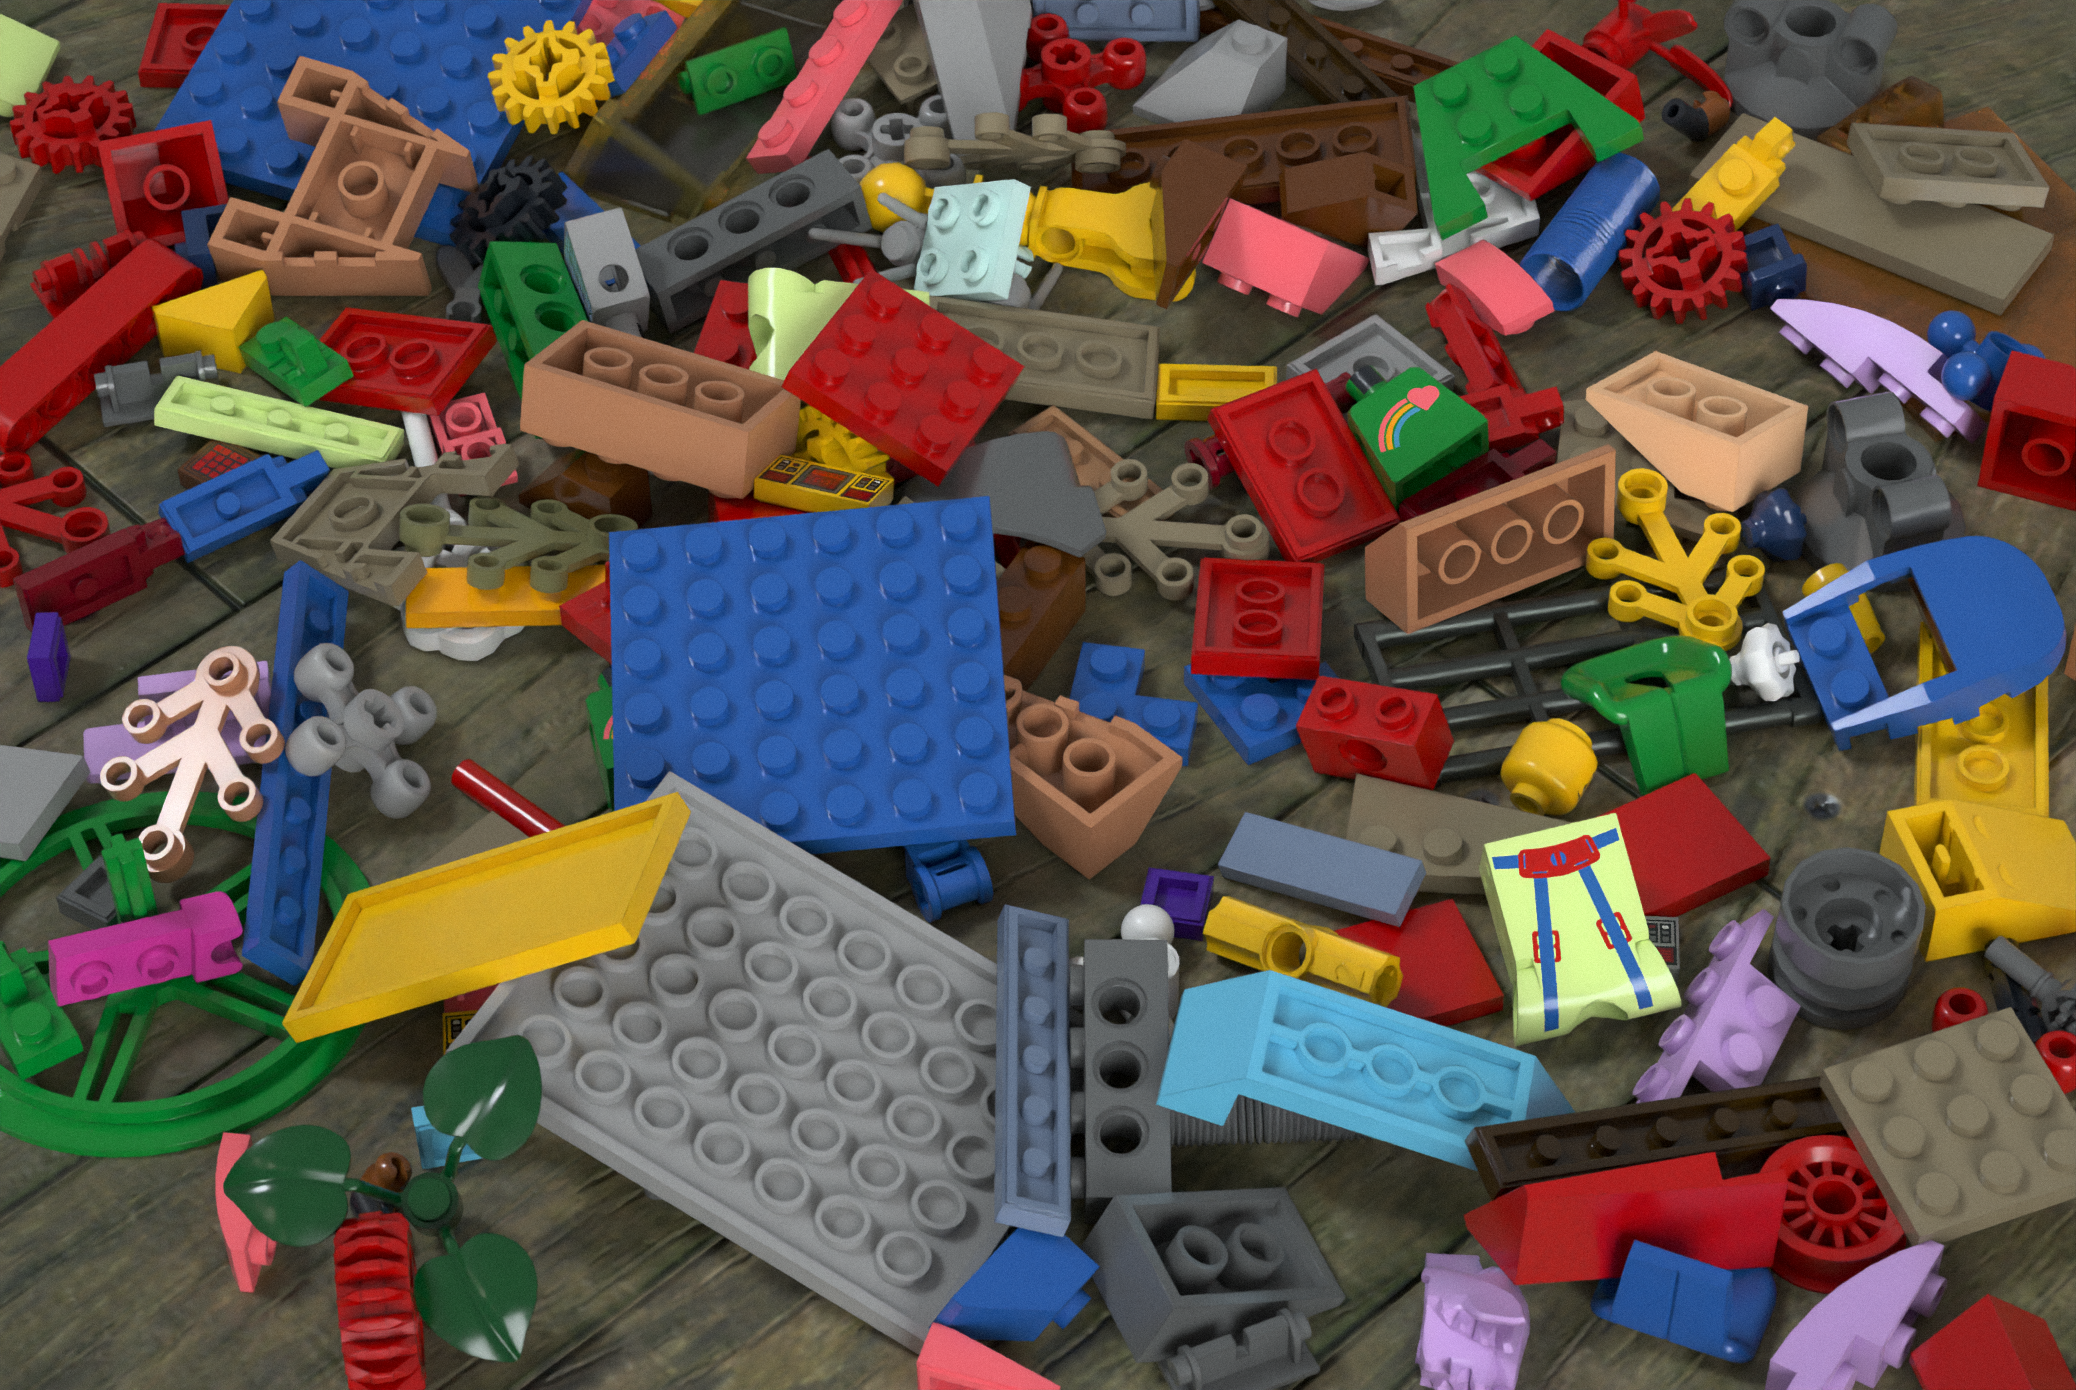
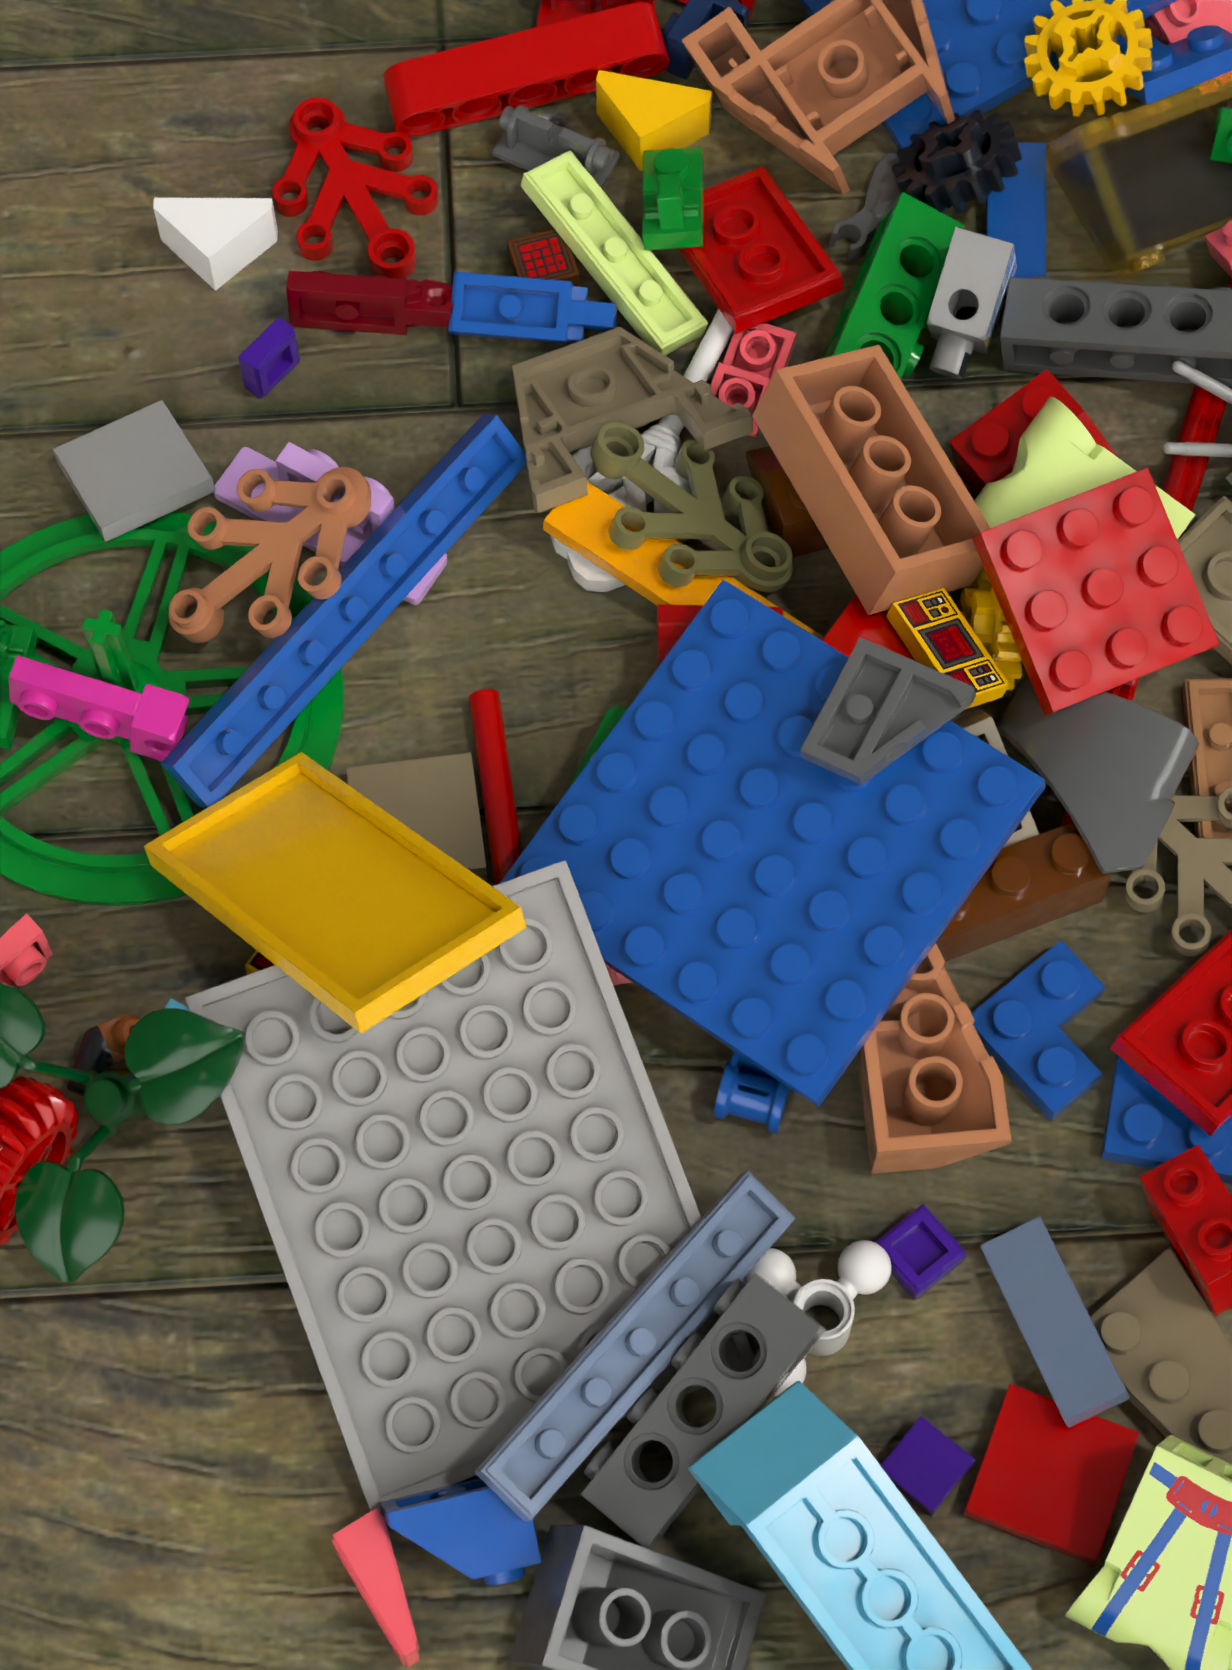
camera: 40 degrees right, 20 degrees up
(89, 898) = (137, 614): dark grey tile -> none
(361, 731) = (423, 598): light grey gear -> none
(828, 519) = (881, 712): none -> dark grey wing
(1274, 941) = (960, 1397): yellow piece -> none

